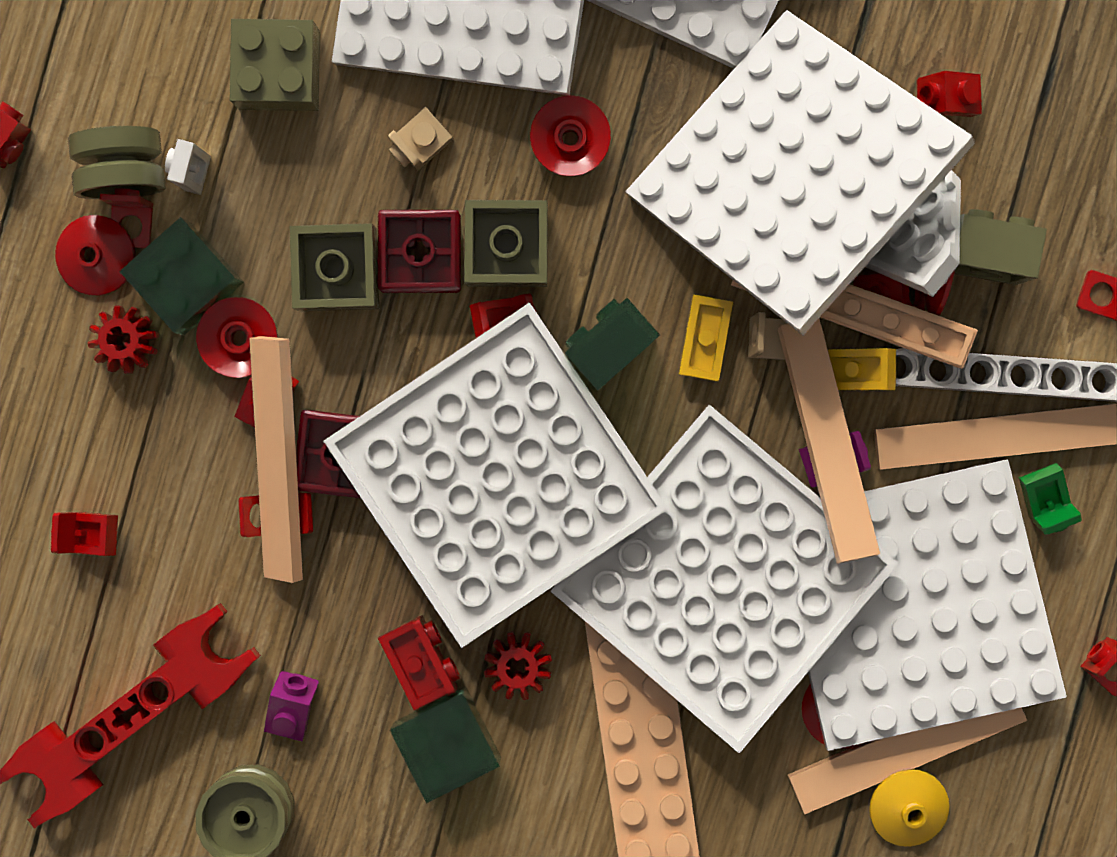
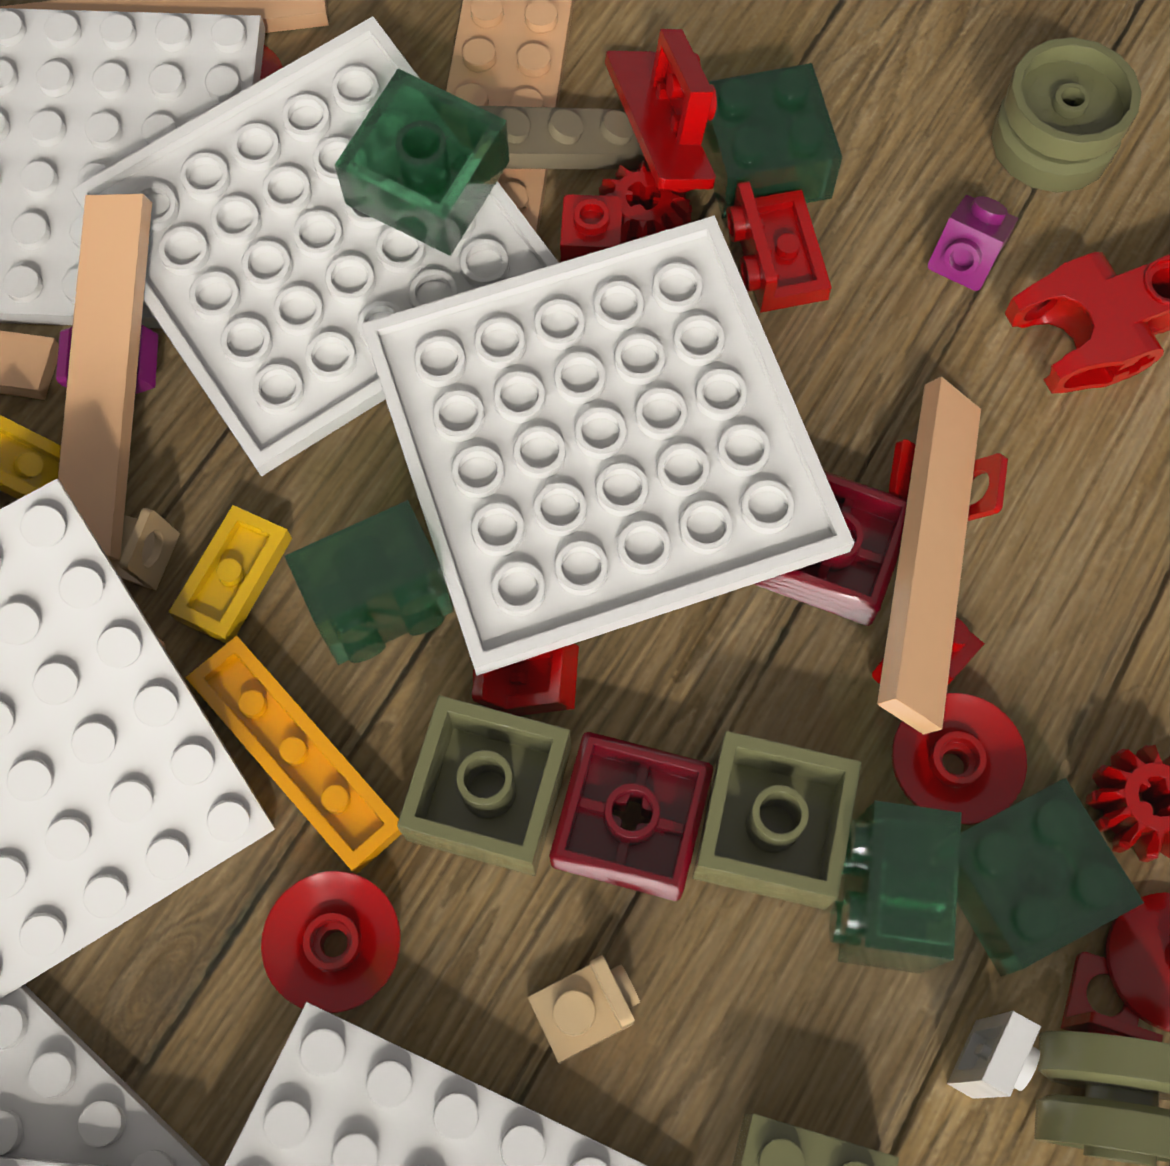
camera: 165 degrees left, 20 degrees down
(257, 243) = (899, 888): none -> clear green brick
(519, 742) = (667, 109): none -> red bracket
(544, 630) = (589, 224): none -> red bracket
(588, 705) = (569, 138): none -> dark tan plate
(628, 238) = (296, 754): none -> light orange plate
(660, 631) = (423, 161): none -> clear green brick

